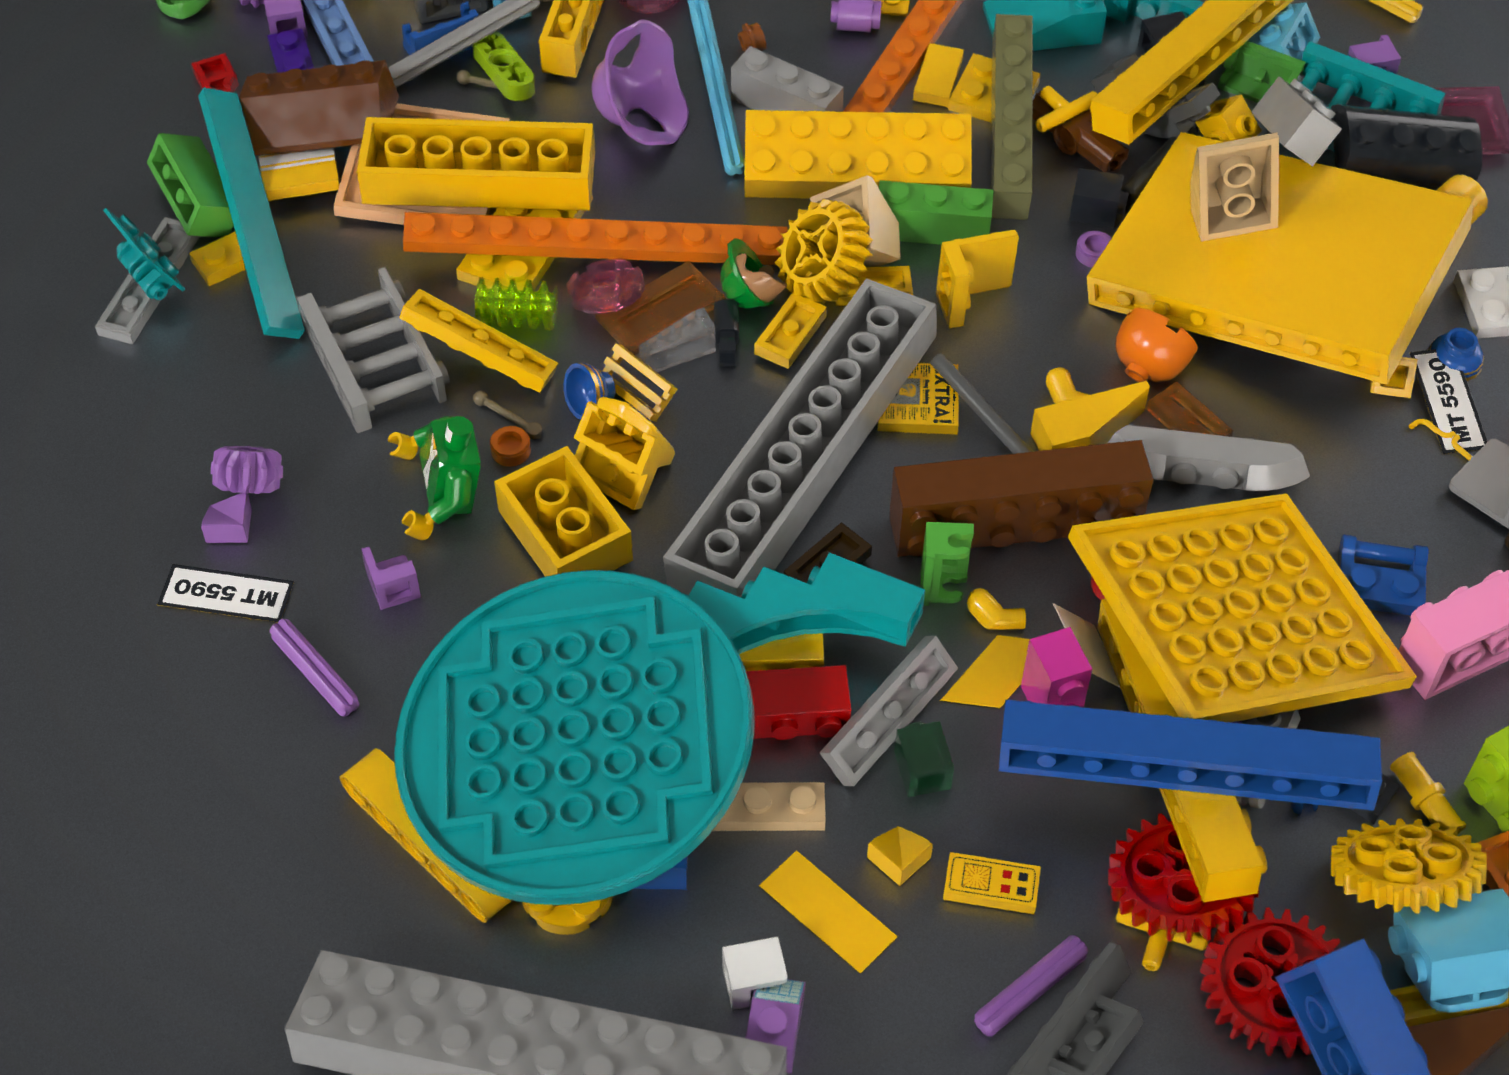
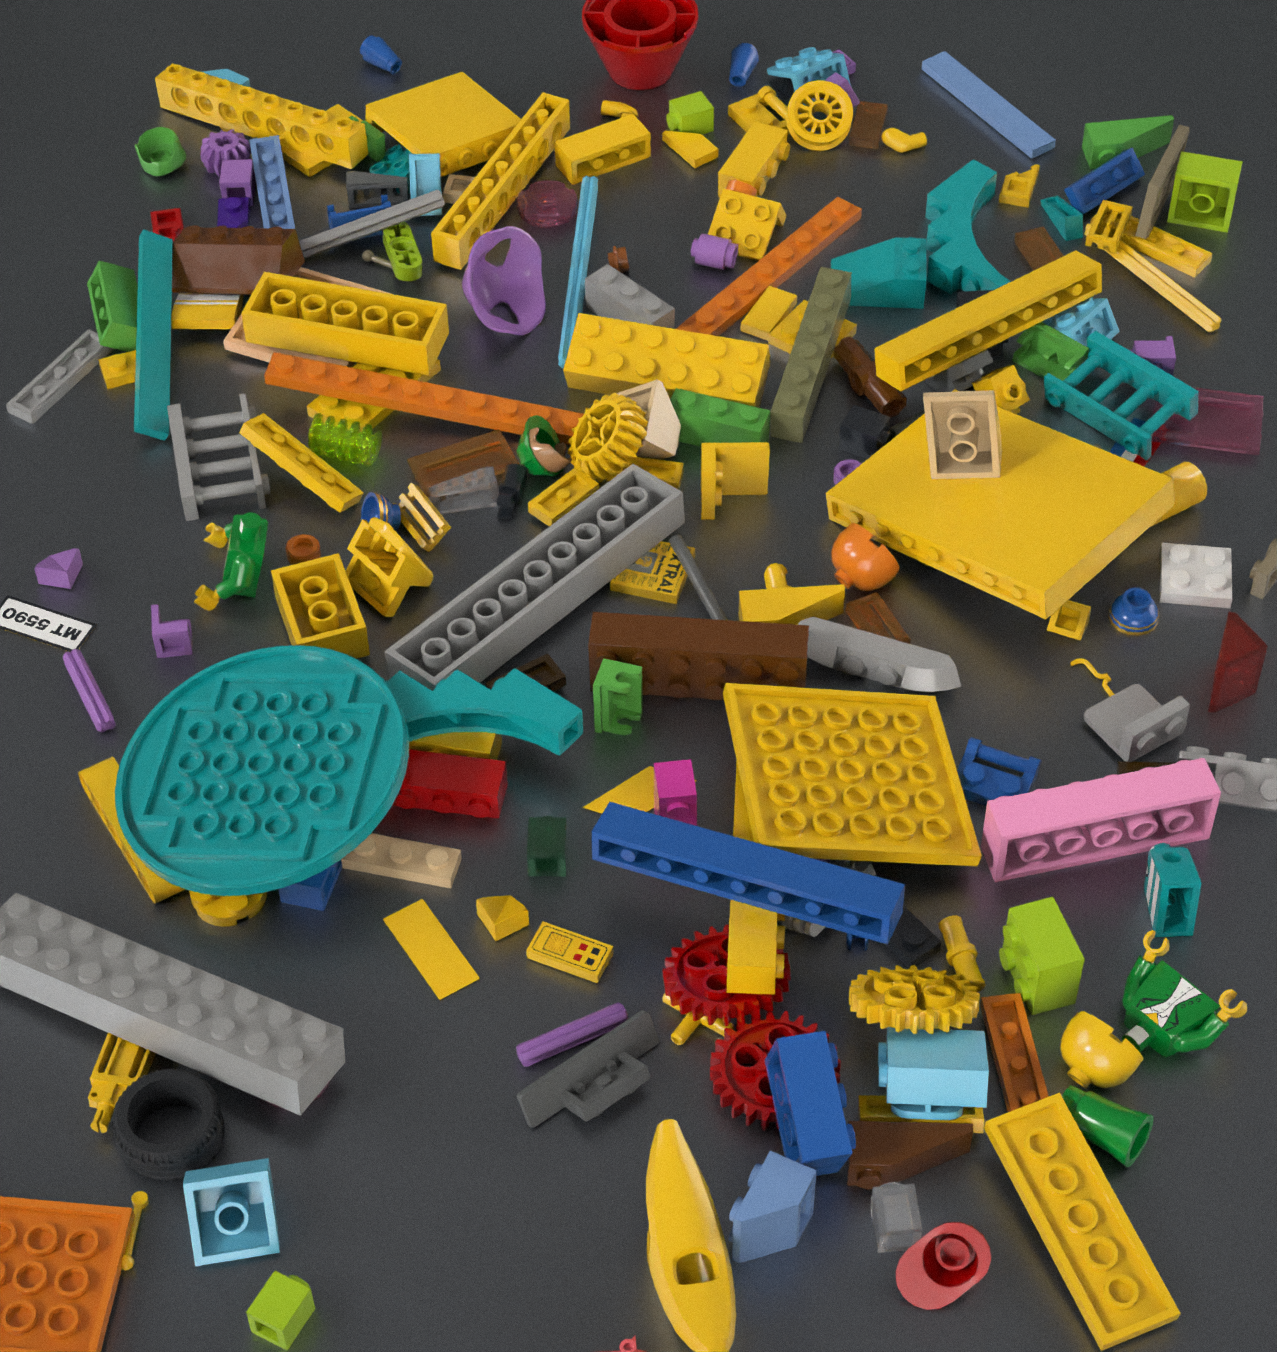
camera: 15 degrees right, 5 degrees down
(142, 259) = (57, 356): teal hinge -> none
(246, 469) = (83, 530): medium lavender gear -> none
(533, 429) = (327, 541): dark tan hinge -> none
(606, 286) = (423, 439): clear pink plate -> none
(752, 967) = (347, 972): white panel -> none
(777, 1016) = (359, 1014): medium lavender slope -> none
(888, 709) = (540, 798): light grey plate -> none
(992, 614) = (648, 748): yellow arm -> none
(1062, 108) = (856, 357): yellow piece -> none
(1090, 643) = (713, 782): white sticker -> none
(1298, 118) = (1049, 391): light grey brick -> none
(1407, 145) = (1145, 429): black container -> none
(1449, 402) = (1111, 648): white sticker -> none

